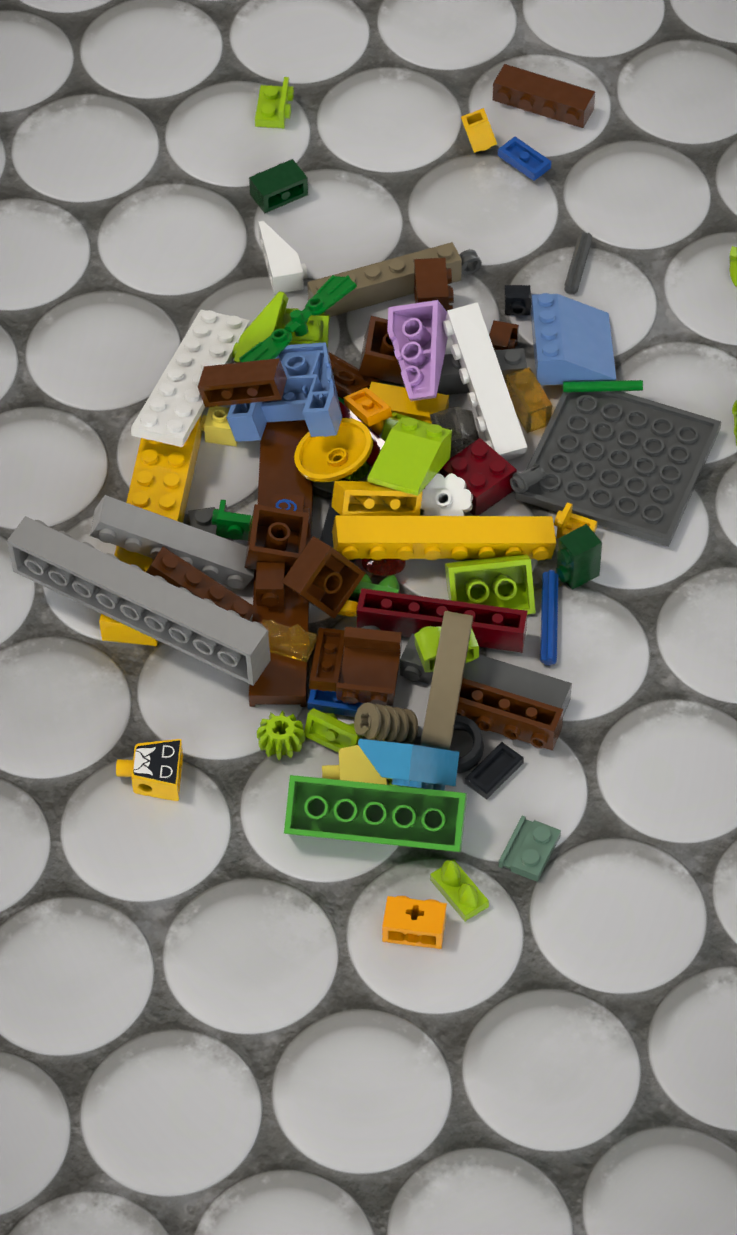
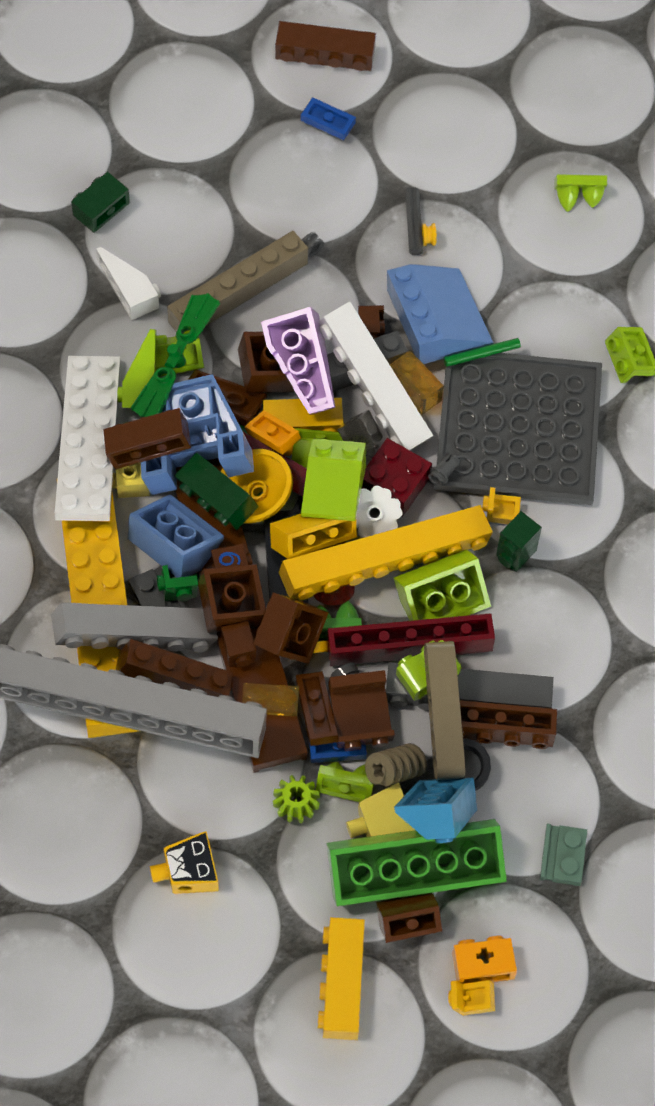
camera: 20 degrees left, 10 degrees up
(241, 477) = (173, 536): none -> medium blue slope
(269, 903) = (343, 978): none -> yellow brick
(273, 105) = (64, 111): lime bracket -> none
(294, 446) = (215, 492): none -> dark green brick
(352, 862) = (409, 917): none -> reddish brown brick
(390, 951) = (472, 997): none -> yellow bracket
(432, 282) = (289, 285): reddish brown brick -> none
(459, 890) = (512, 915): lime tile -> none
(479, 130) = (277, 99): yellow brick -> none
(494, 770) = (505, 782): black tile -> none
(517, 300) = (369, 274): black bracket -> none
(549, 618) = (506, 609): blue axle -> none
(587, 276) = (429, 234): none -> yellow bush

